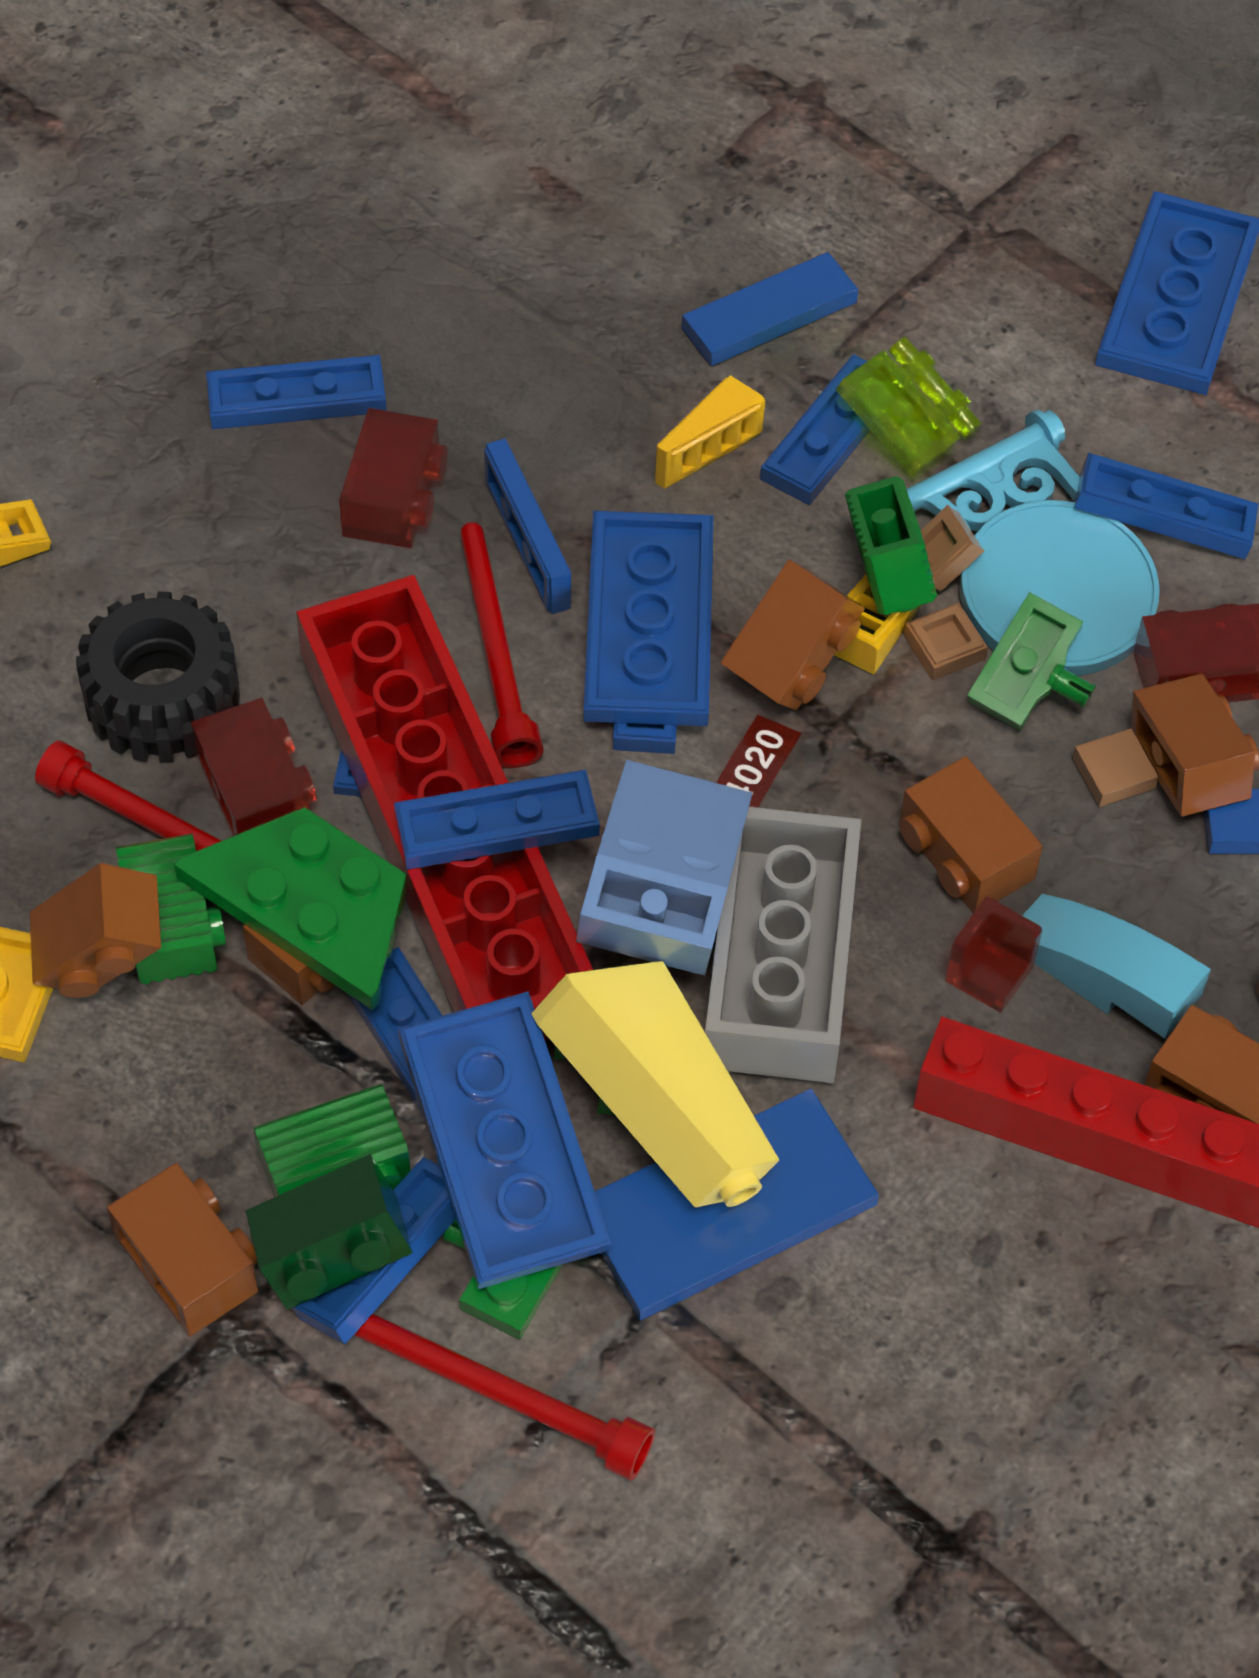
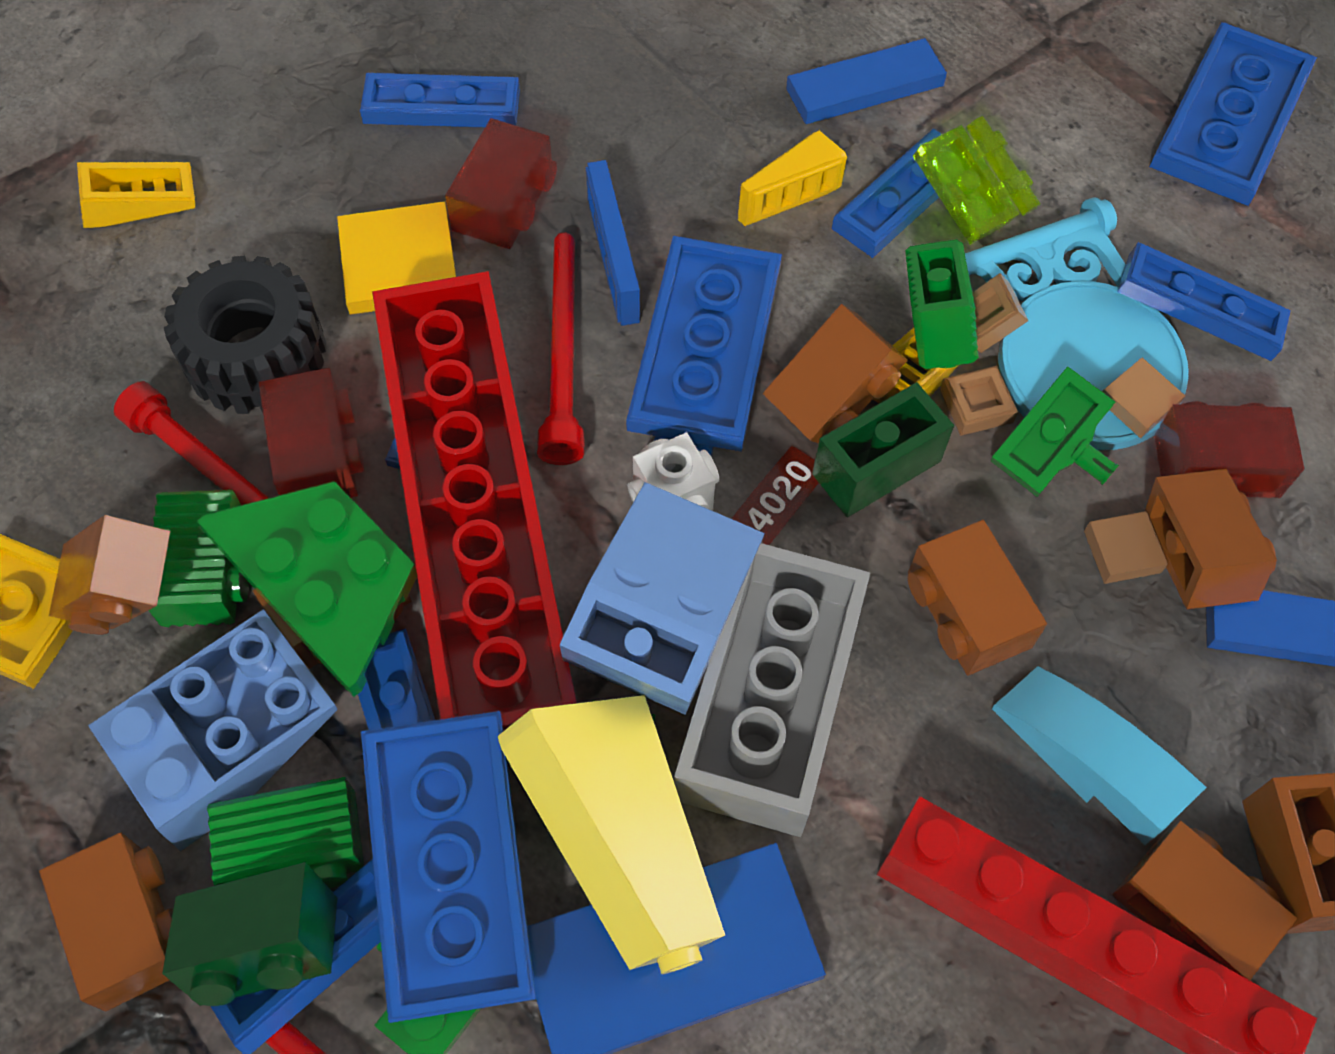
camera: 10 degrees right, 5 degrees up
(236, 1061) = (214, 727): none -> medium blue slope
(288, 569) = (393, 250): none -> yellow tile
(496, 819) = (509, 522): blue tile -> none
(643, 742) = (676, 468): none -> white brick
(853, 702) = (882, 449): none -> dark green brick
(993, 954) = (982, 727): clear red panel -> none
(1112, 614) = (1142, 397): none -> medium nougat tile

